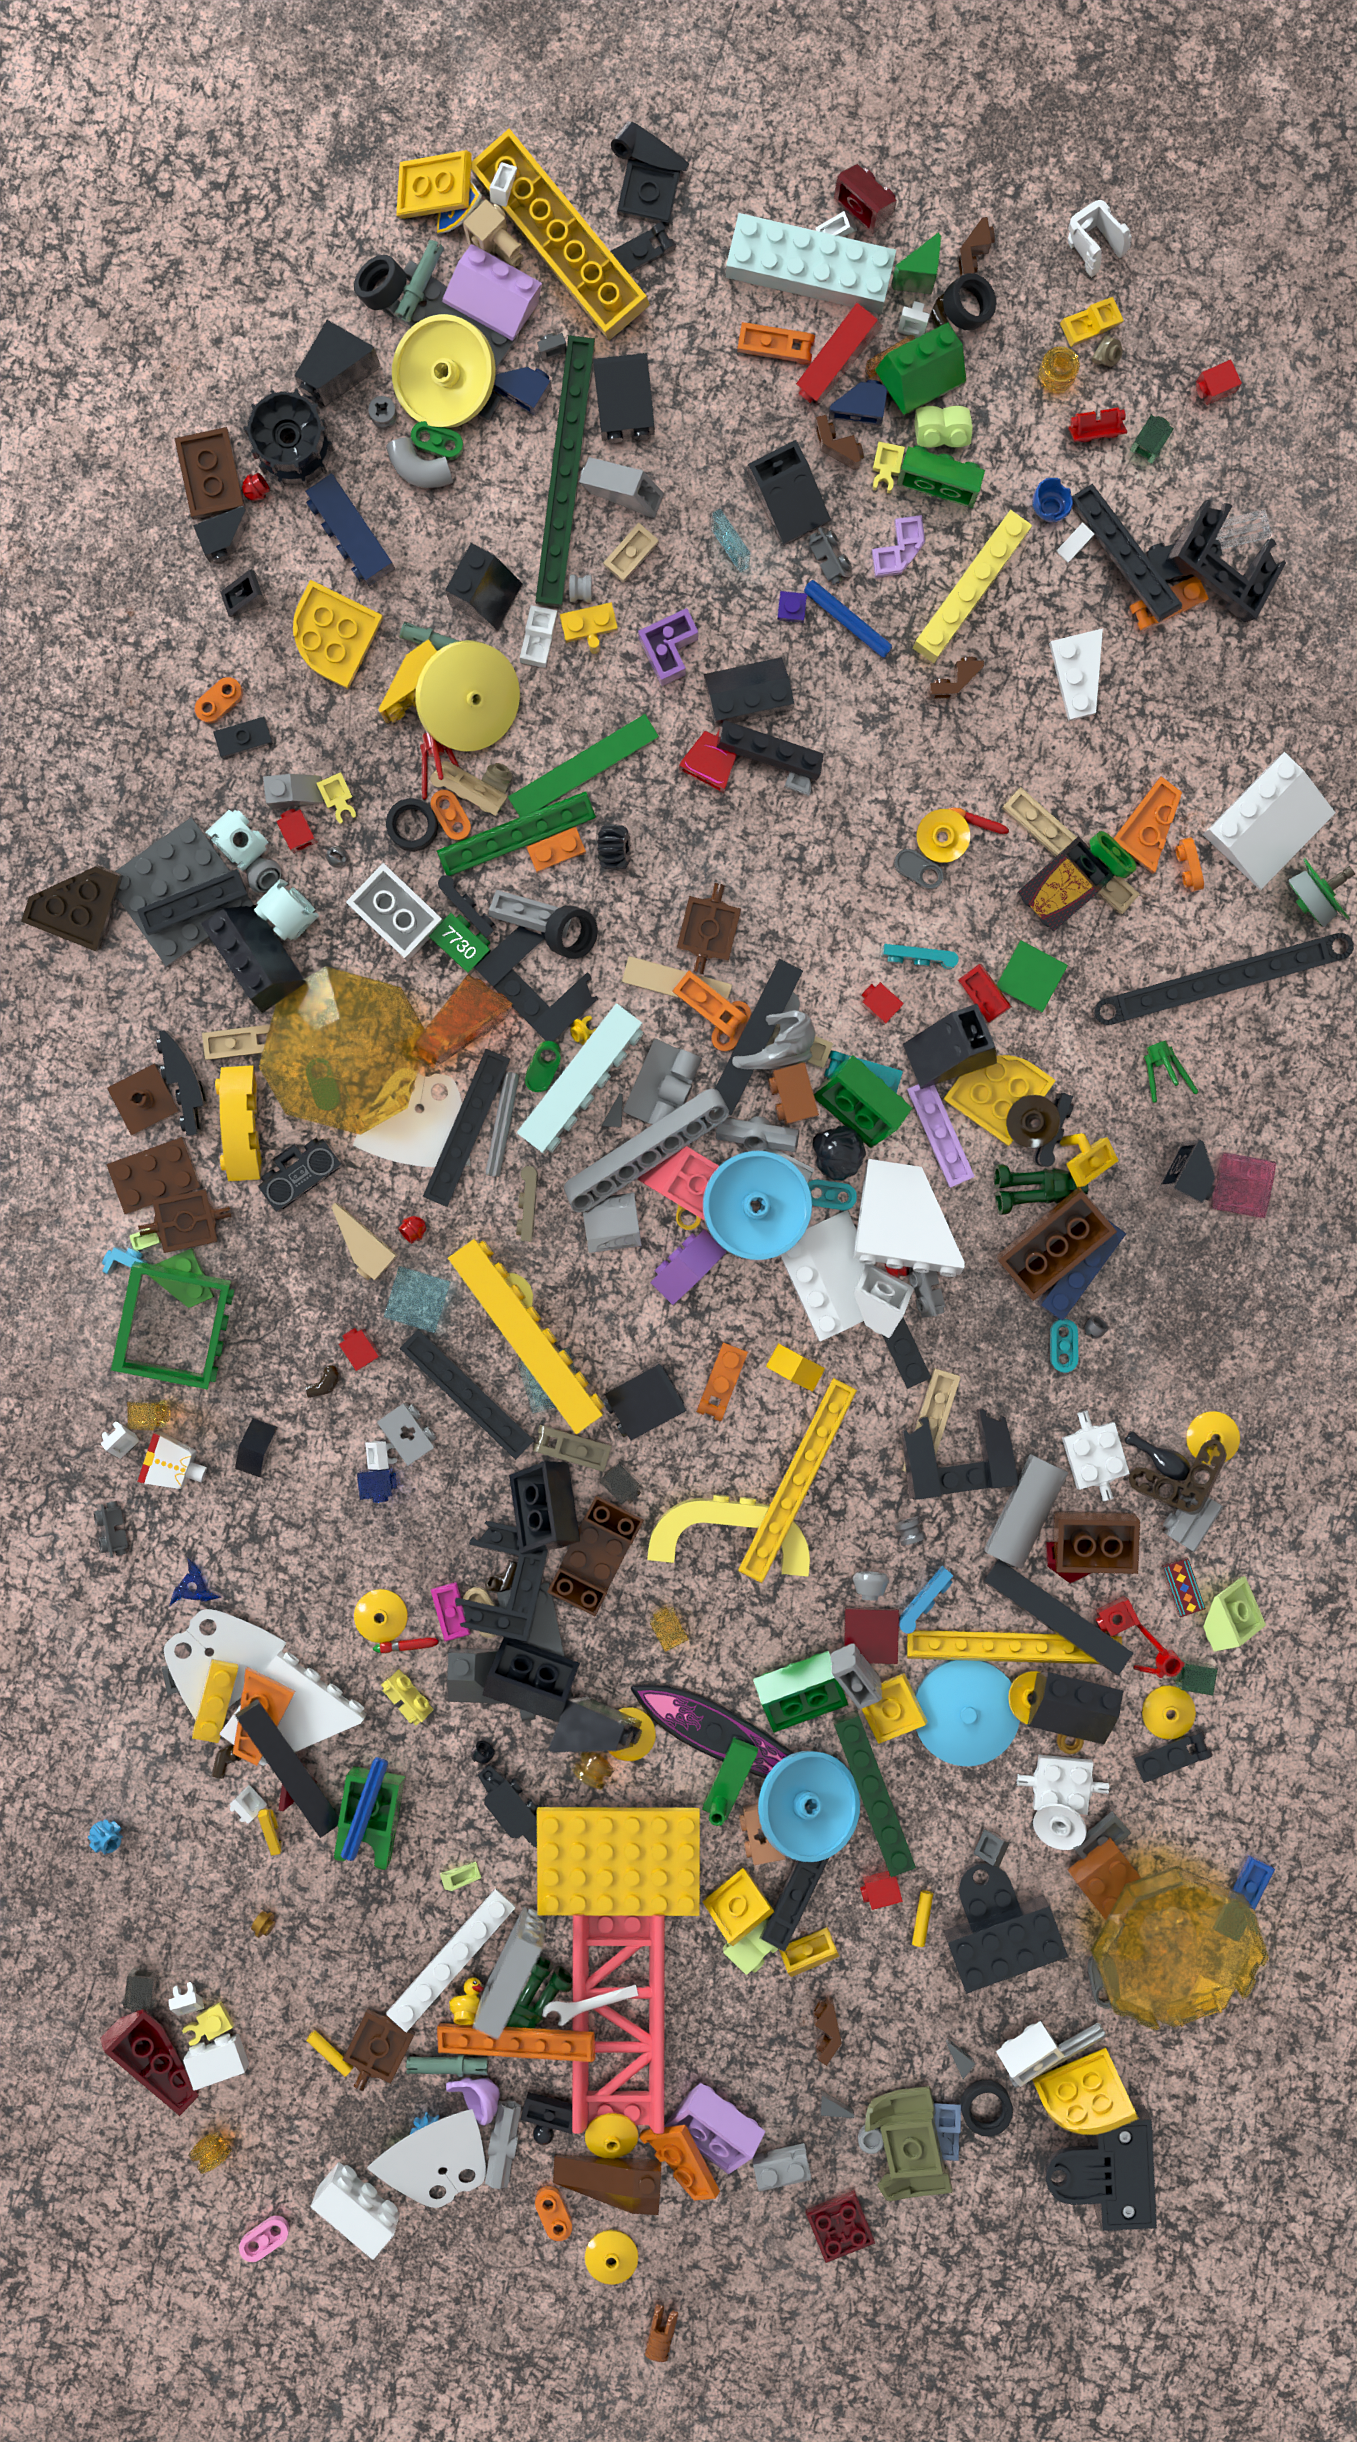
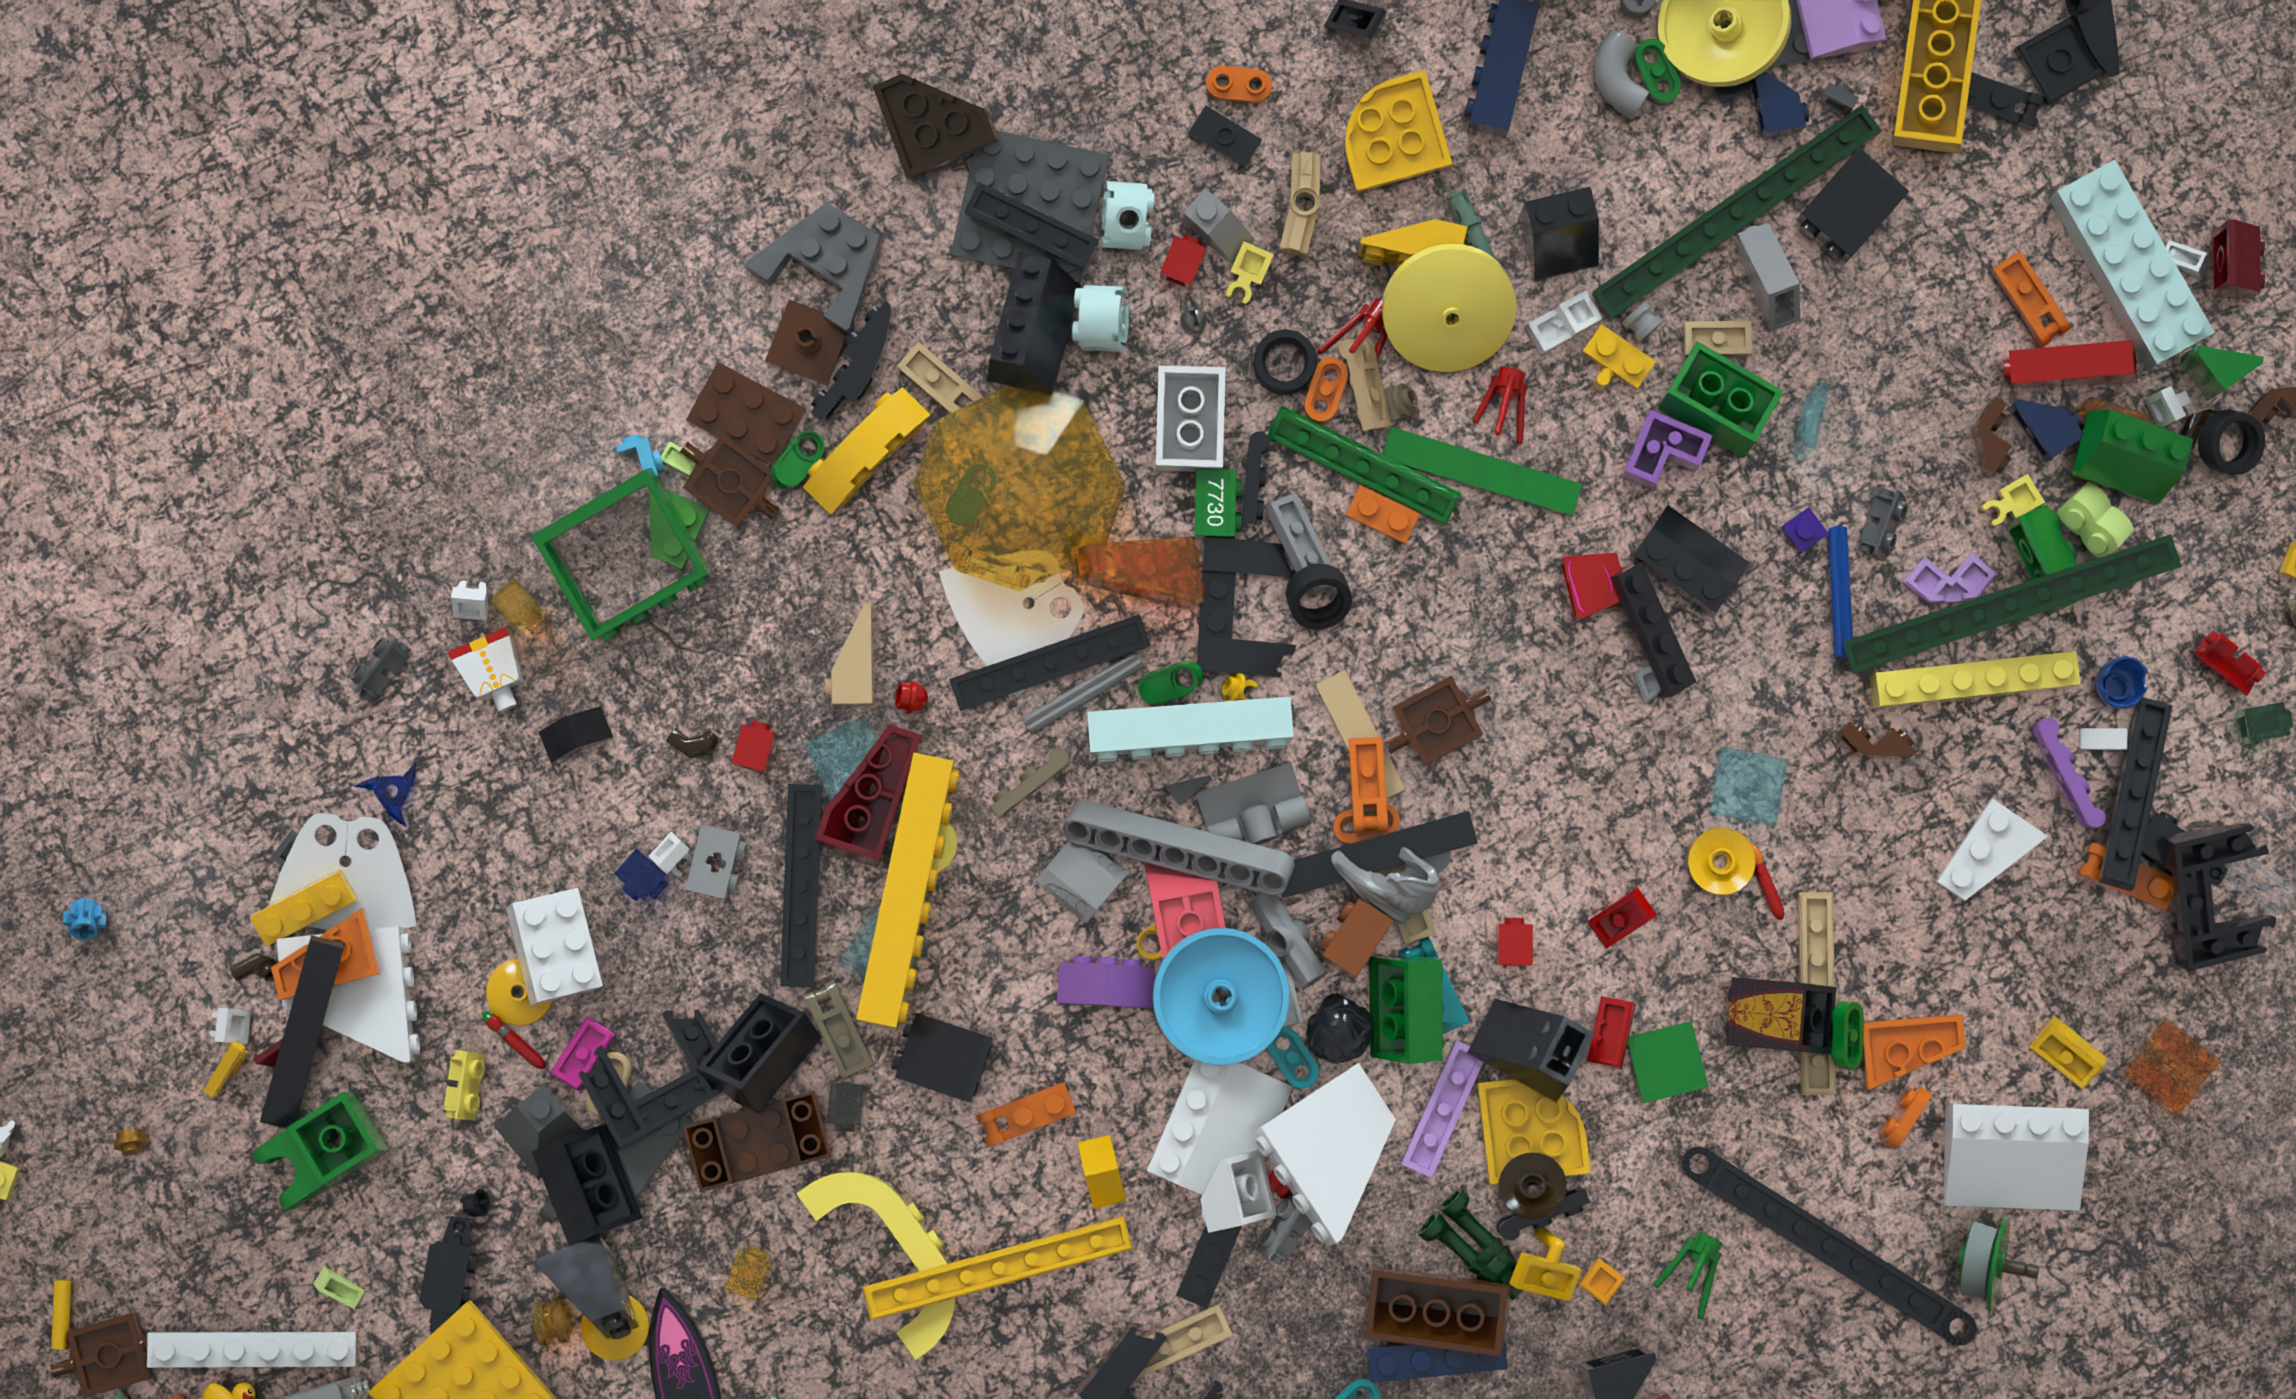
camera: 40 degrees right, 5 degrees down
(98, 1034) = (832, 248): none -> dark grey wing
(209, 1174) = (793, 464): none -> green piece
(263, 874) = (1115, 267): light grey cone -> none
(292, 1183) = (867, 551): black piece -> none
(314, 715) = (1304, 183): none -> tan piece
(364, 1809) = (326, 1137): blue axle -> none
(371, 1573) = (554, 946): none -> white brick
(453, 1313) = (865, 806): none -> dark red wedge
(502, 1581) = (654, 1076): dark brown arm -> none
(546, 703) = (1508, 385): none -> red plant
(614, 847) = (1432, 565): black gear -> none
(669, 583) = (1720, 399): none -> green slope
(788, 492) = (1905, 433): black slope -> none
(913, 779) = (1748, 786): none -> clear light blue tile
(913, 865) = (1669, 858): dark grey piece -> none
(920, 956) = (1591, 941): teal plate -> none
(923, 924) = (1622, 918): none -> red slope
(950, 519) = (2012, 604): none -> dark green plate
(1063, 358) = (2234, 585): clear yellow wheel -> none
(1085, 586) = (2060, 762): none -> medium lavender plate
(1123, 1131) = (1601, 1281): none -> light orange tile
(1238, 734) = (2068, 1052): none -> yellow slope
(1301, 680) = (2172, 1066): none -> clear orange slope

